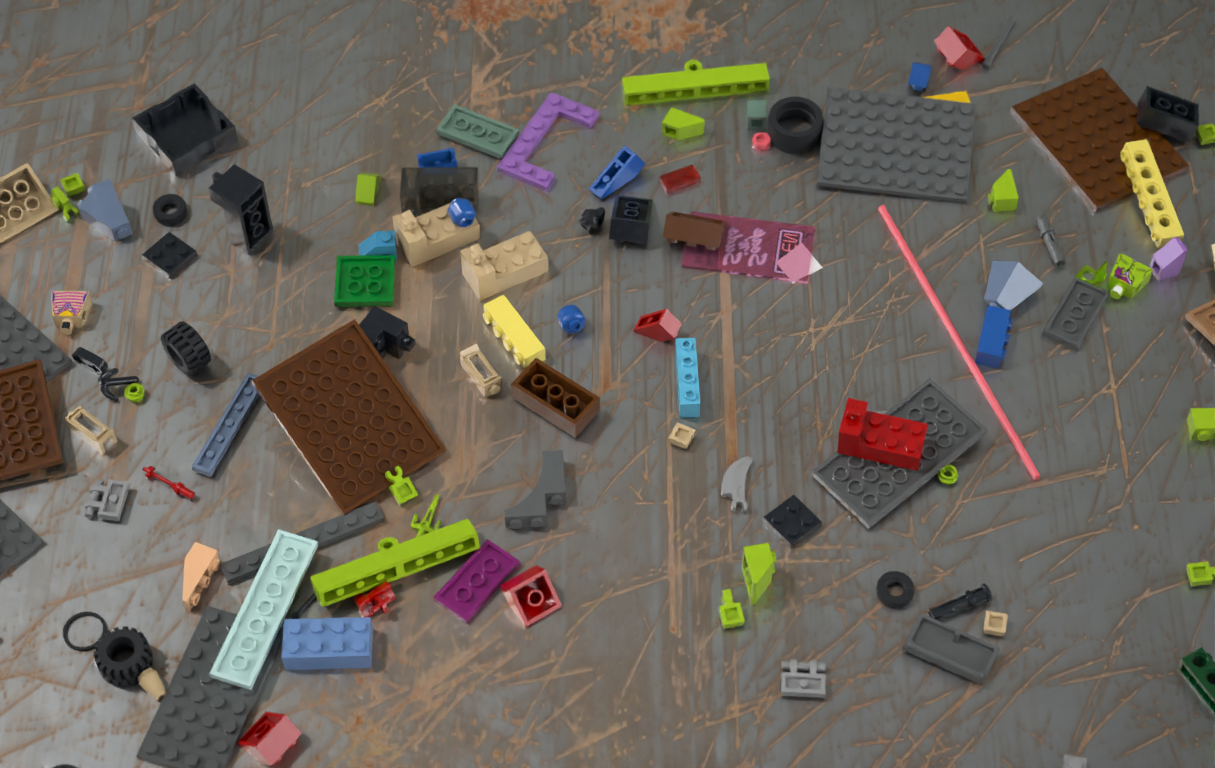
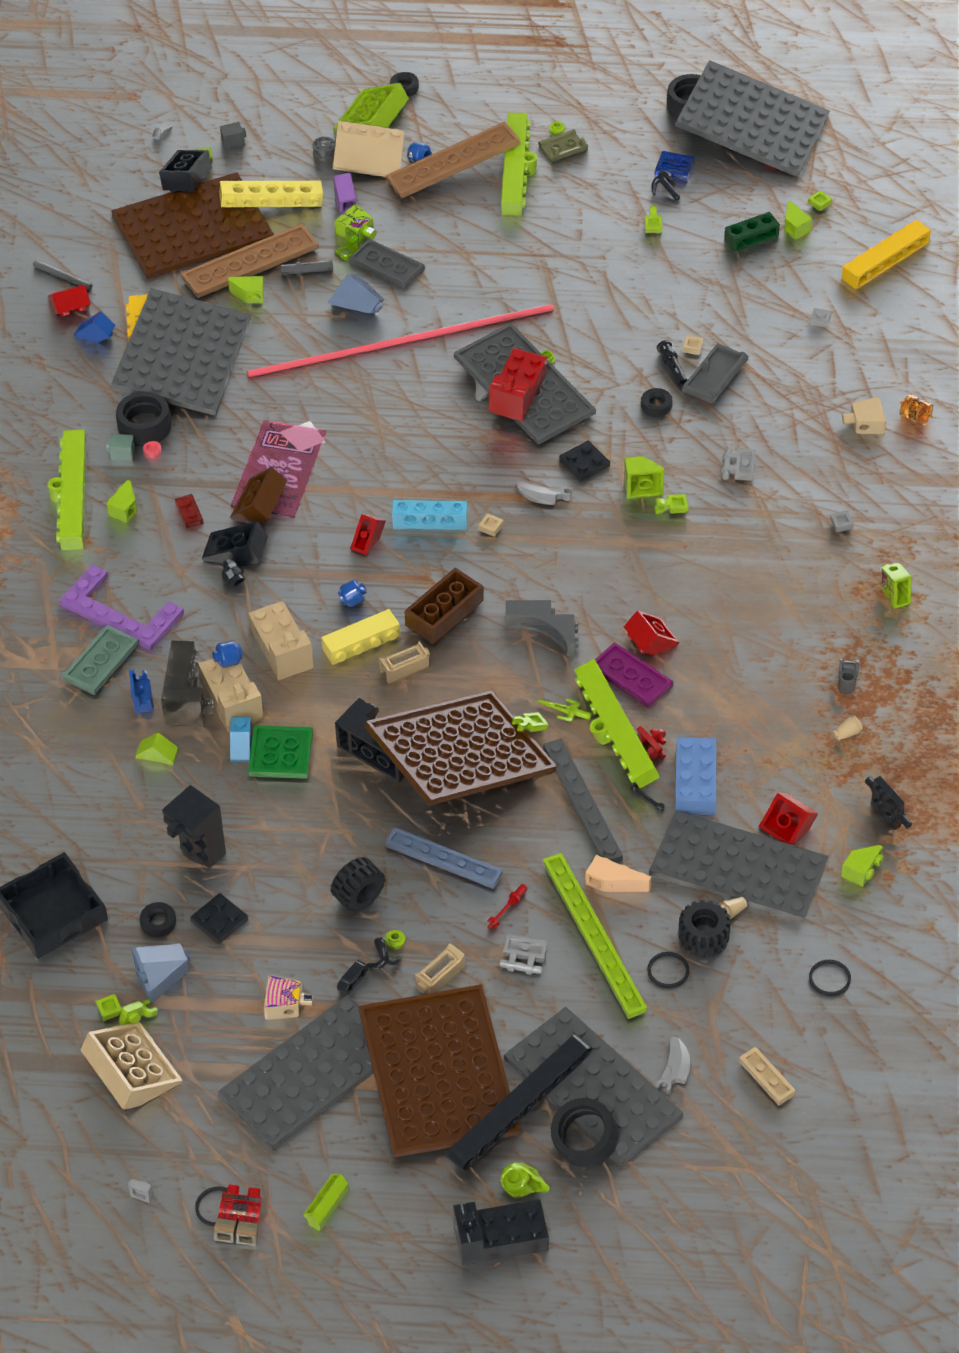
camera: 85 degrees left, 5 degrees down
(126, 559) = (595, 936): none -> lime plate
(264, 610) = (661, 817): light aqua plate -> none
(618, 172) = (178, 552): blue slope -> none
(994, 336) = (407, 314): blue brick -> none
(1051, 191) = (250, 260): none -> medium nougat plate

